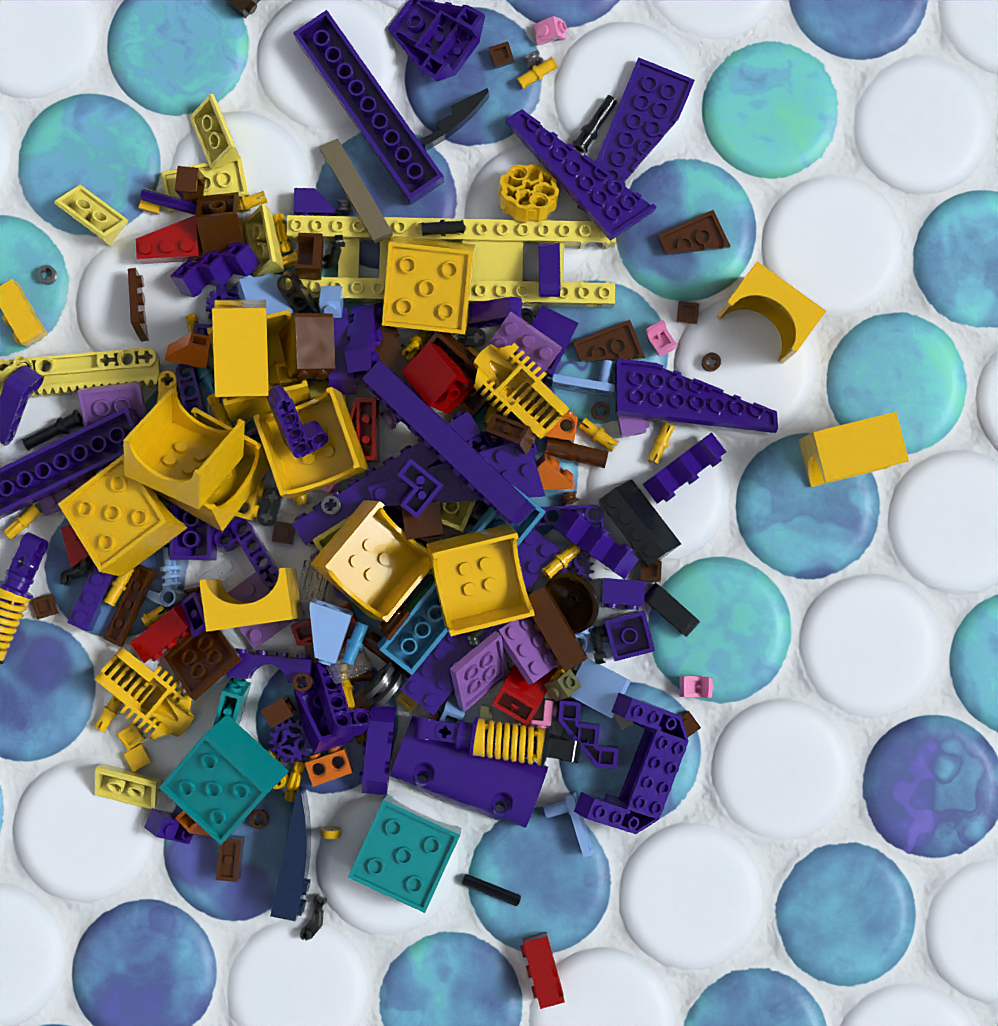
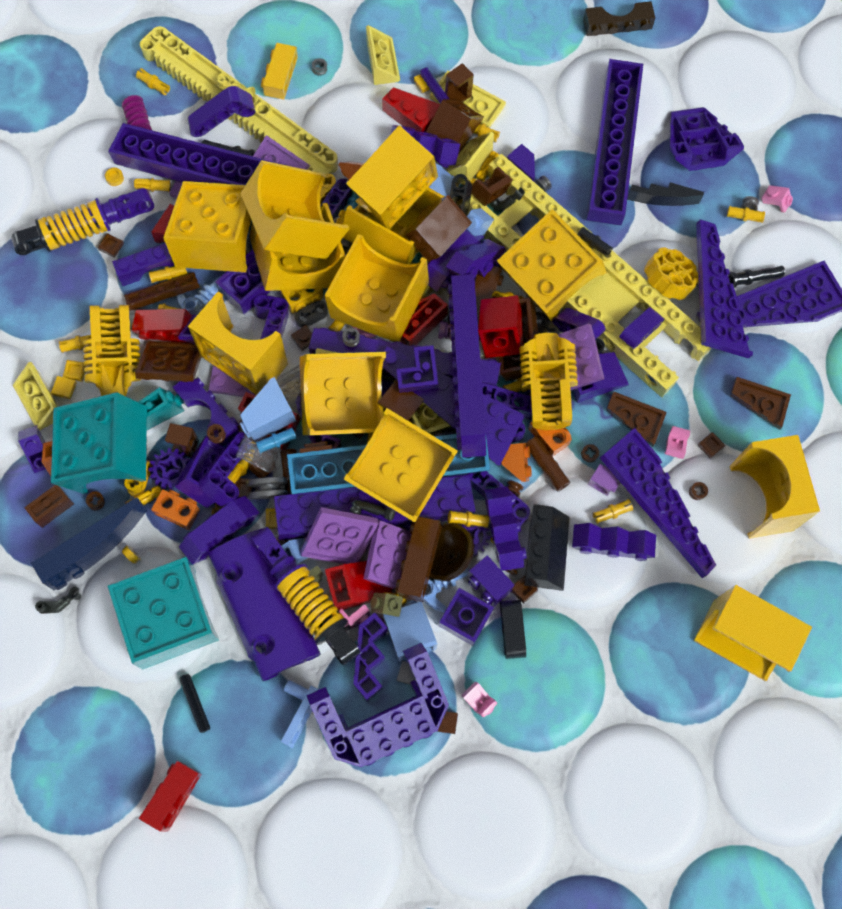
camera: 40 degrees right, 15 degrees down
(77, 572) = (150, 241): pearl dark grey arm -> none
(137, 303) = (354, 125): reddish brown wing -> none
(214, 134) = (503, 75): light yellow slope -> none
(298, 438) = (378, 254): dark purple beam -> none
(356, 191) = (559, 176): dark tan tile -> none
(501, 55) = (731, 184): reddish brown plate -> none
(511, 432) = (517, 397): reddish brown panel -> none
(596, 634) = (443, 595): pearl dark grey arm -> none
(598, 434) = (574, 466): yellow pin -> none
(601, 387) = (603, 436): light blue piece -> none

